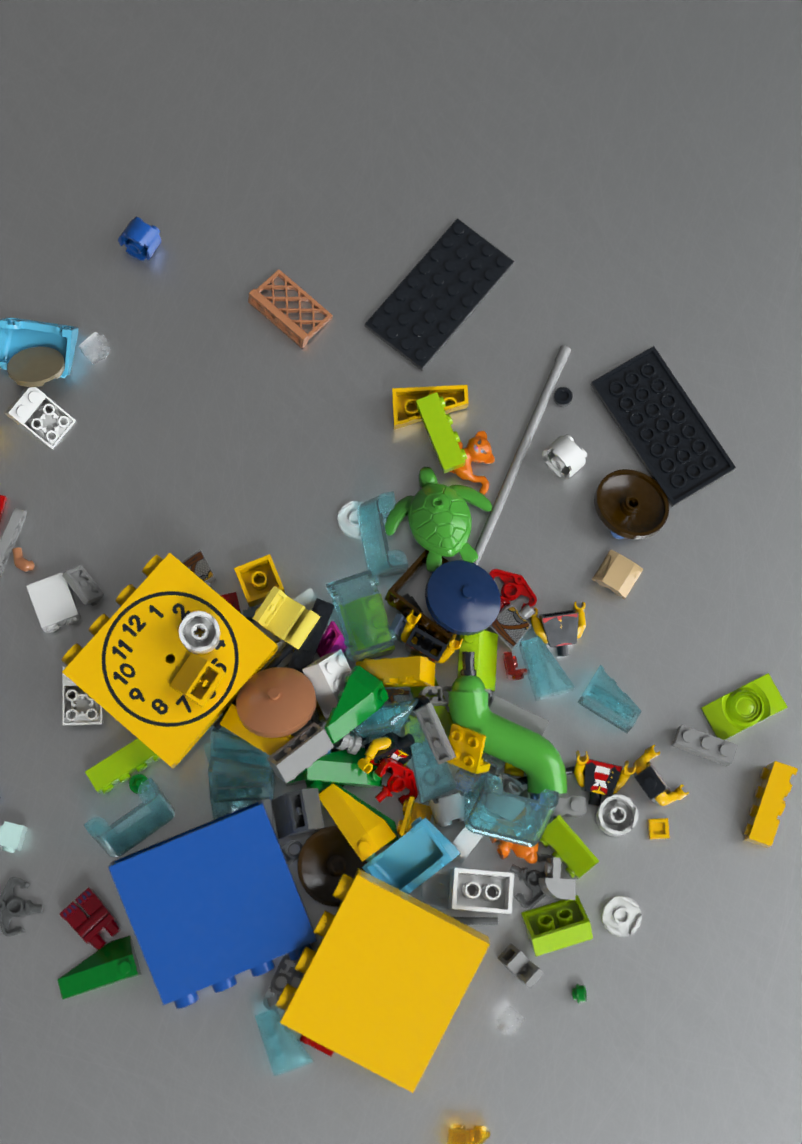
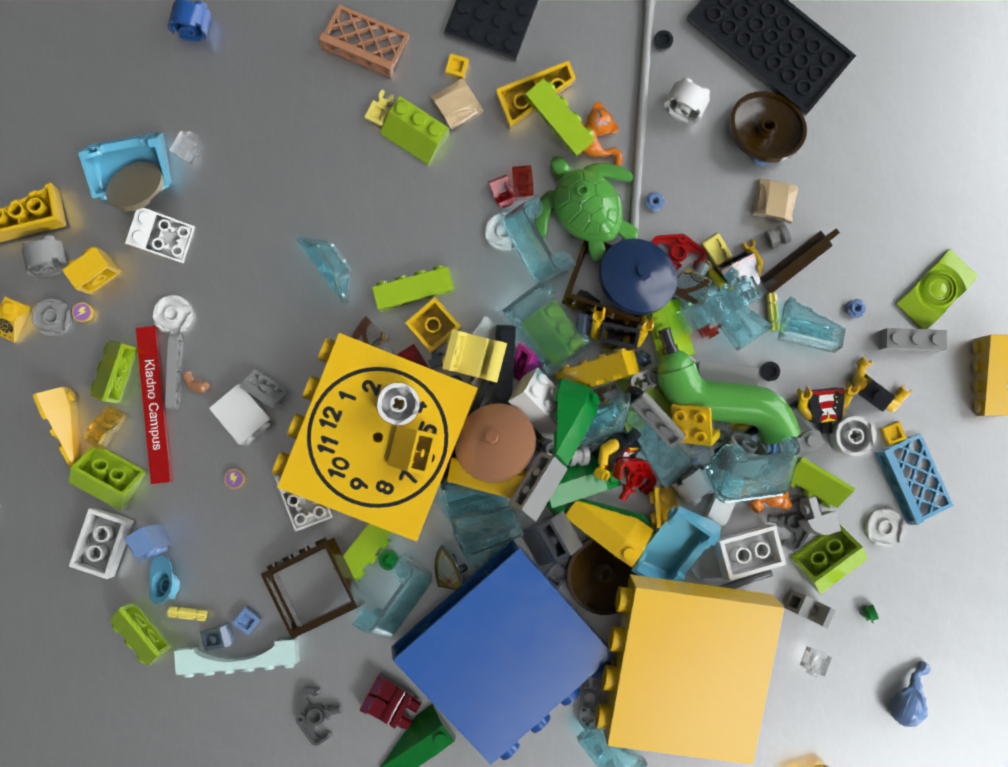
camera: 15 degrees left, 10 degrees up
(25, 491) = (172, 314): none -> white tile
(25, 659) = (234, 478): none -> medium lavender tile
(25, 783) = (283, 602): none -> dark brown window
(185, 495) = (330, 265): none -> clear light blue wedge
(190, 810) = (446, 569): none -> shield
(253, 541) = (413, 289): none -> lime brick
(281, 374) = (378, 110): none -> light yellow plate
(306, 401) = (414, 130): none -> lime slope
(354, 390) = (457, 104): none -> tan slope
(366, 357) = (457, 66): none -> yellow tile
(367, 481) = (502, 191): none -> bracket
(389, 478) = (522, 181): none -> clear red bracket
(443, 676) = (642, 357): none -> medium blue plate
(504, 542) = (654, 206): none -> medium blue plate
(527, 646) = (718, 305): none -> clear light blue wedge
(547, 599) = (716, 249): none -> light yellow plate
(560, 730) = (769, 371): none -> black tile
(581, 675) = (772, 311): none -> light yellow axle
(587, 1093) = (909, 704): none -> medium blue hair
(608, 607) = (778, 236): none -> light grey wheel
(620, 636) = (797, 260): none -> dark brown fence
(649, 883) = (902, 489): none -> dark azure fence
(661, 703) = (851, 308): none -> medium blue plate

